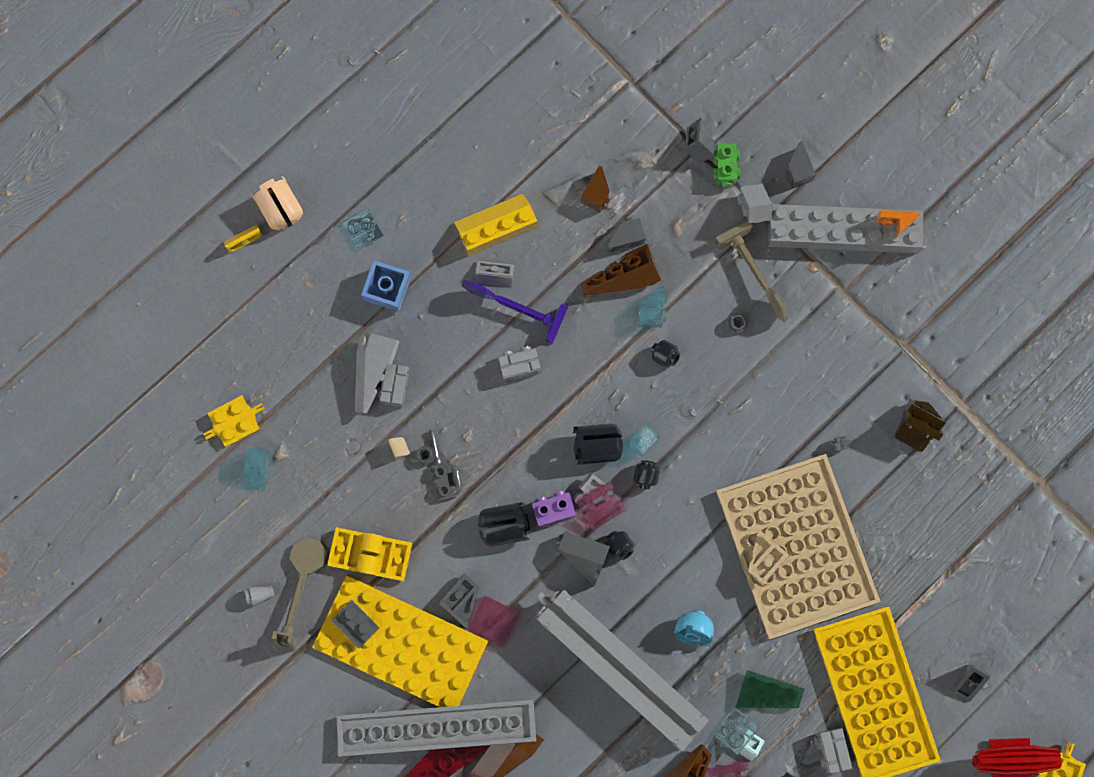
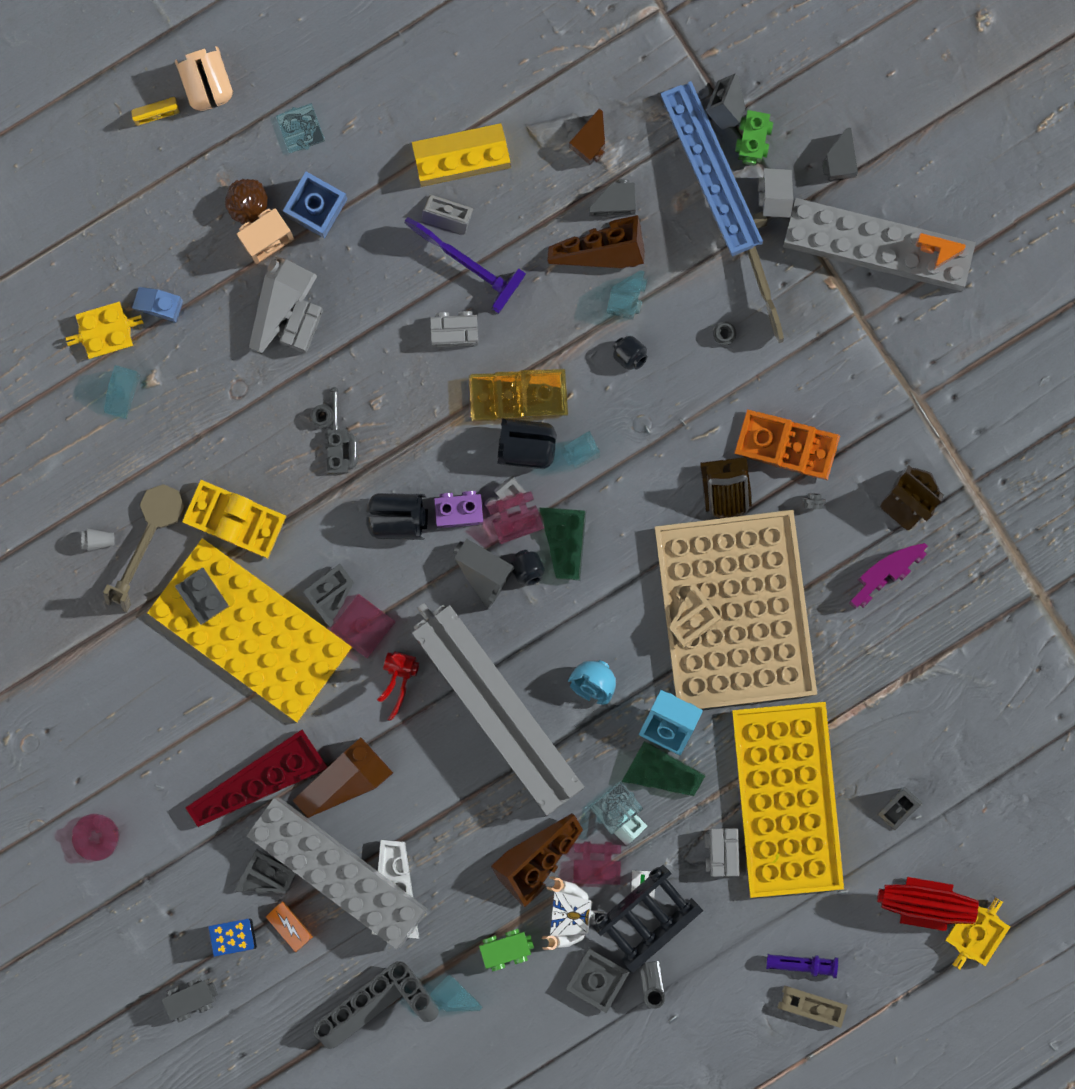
camera: 15 degrees right, 5 degrees up
(274, 390) = (158, 303): none -> medium blue slope
(330, 294) = (246, 200): none -> reddish brown hair
(350, 318) = (265, 235): none -> light nougat brick
(399, 447) = (292, 401): tan slope -> none
(436, 728) = (271, 733): light grey plate -> none
(532, 649) = (398, 665): none -> red plant
(582, 406) = (518, 395): none -> clear yellow slope
(646, 474) = (576, 491): black head -> none
(646, 516) = (566, 539): none -> clear green wing
(699, 195) = (711, 168): none -> medium blue plate
(767, 446) = (726, 487): none -> dark brown piece
(767, 650) = (670, 722): none -> medium azure brick
(808, 402) = (787, 444): none -> orange slope
(916, 484) = (893, 566): none -> magenta slope

